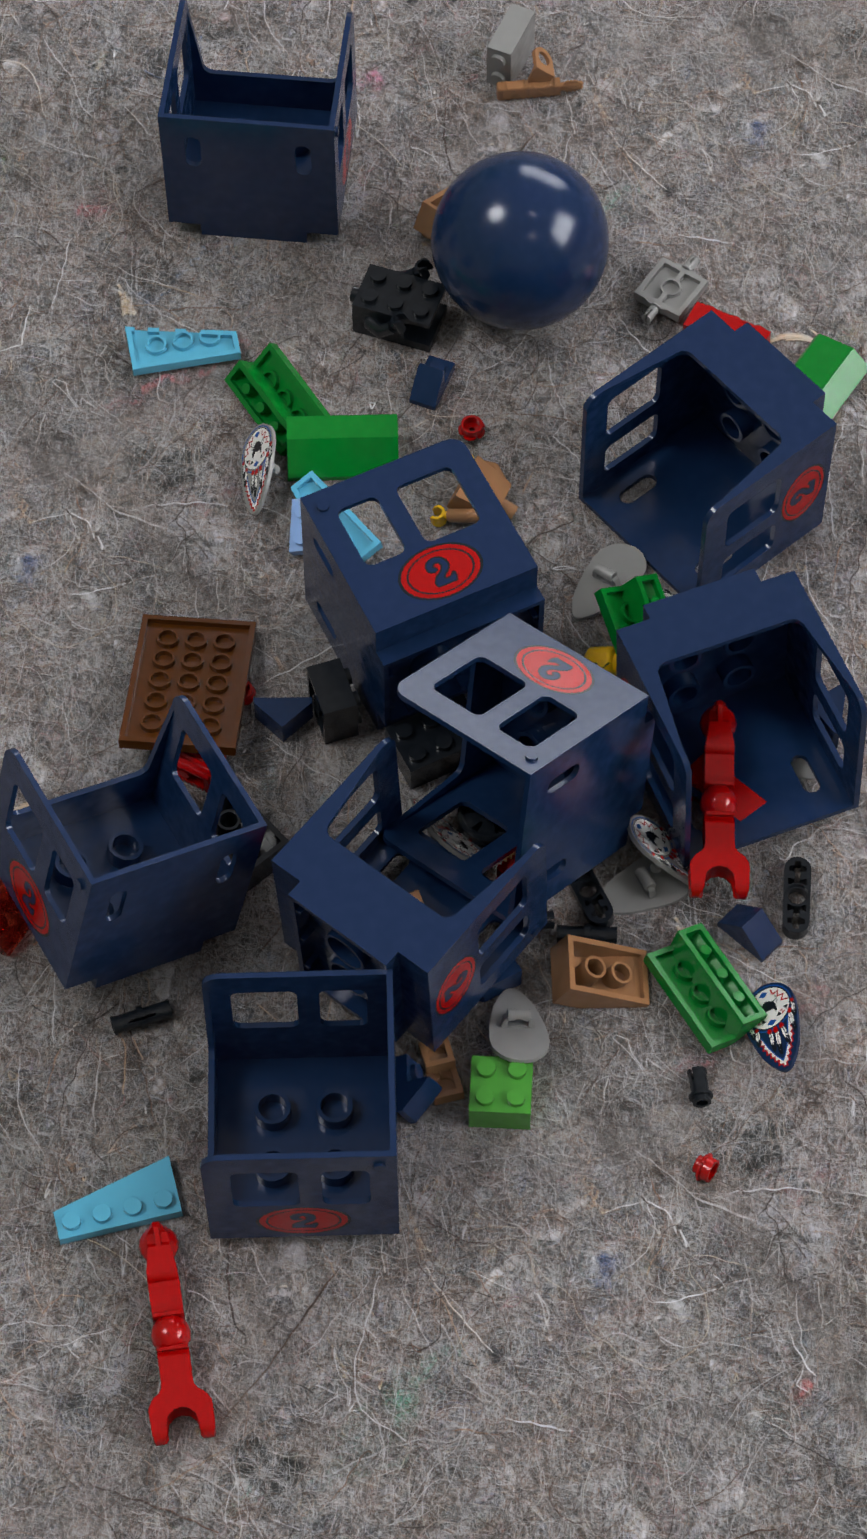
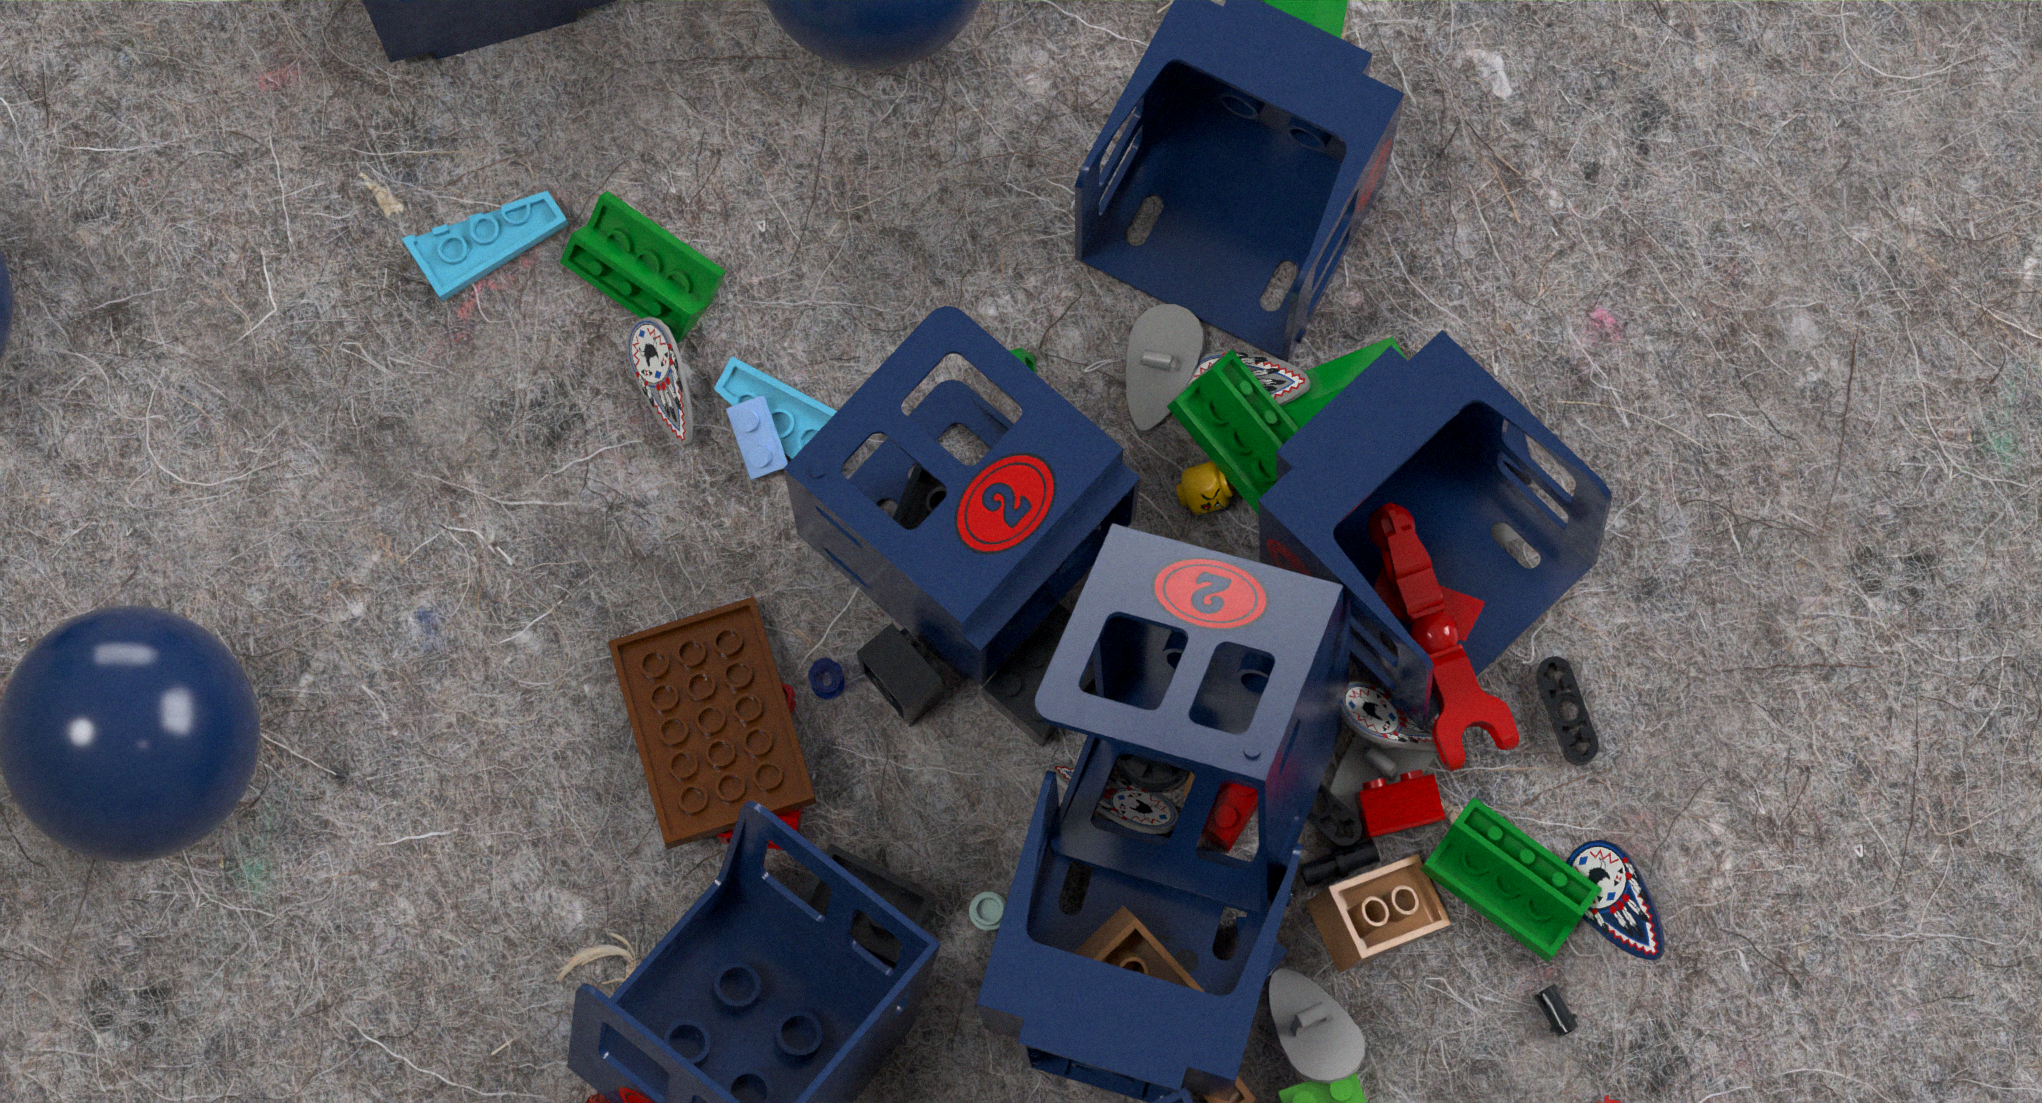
camera: 20 degrees left, 15 degrees up
(281, 685) = (815, 673): none -> clear blue bush
(283, 714) = (843, 713): dark blue slope -> none
(340, 444) = (756, 307): green slope -> none
(399, 305) = (740, 76): black torso -> none
(431, 382) = (824, 166): dark blue slope -> none
(460, 508) = (960, 286): medium nougat torso -> none
(471, 422) = (900, 206): red plate -> none
(646, 911) = (1399, 805): none -> red brick
(751, 930) = (1530, 776): dark blue slope -> none

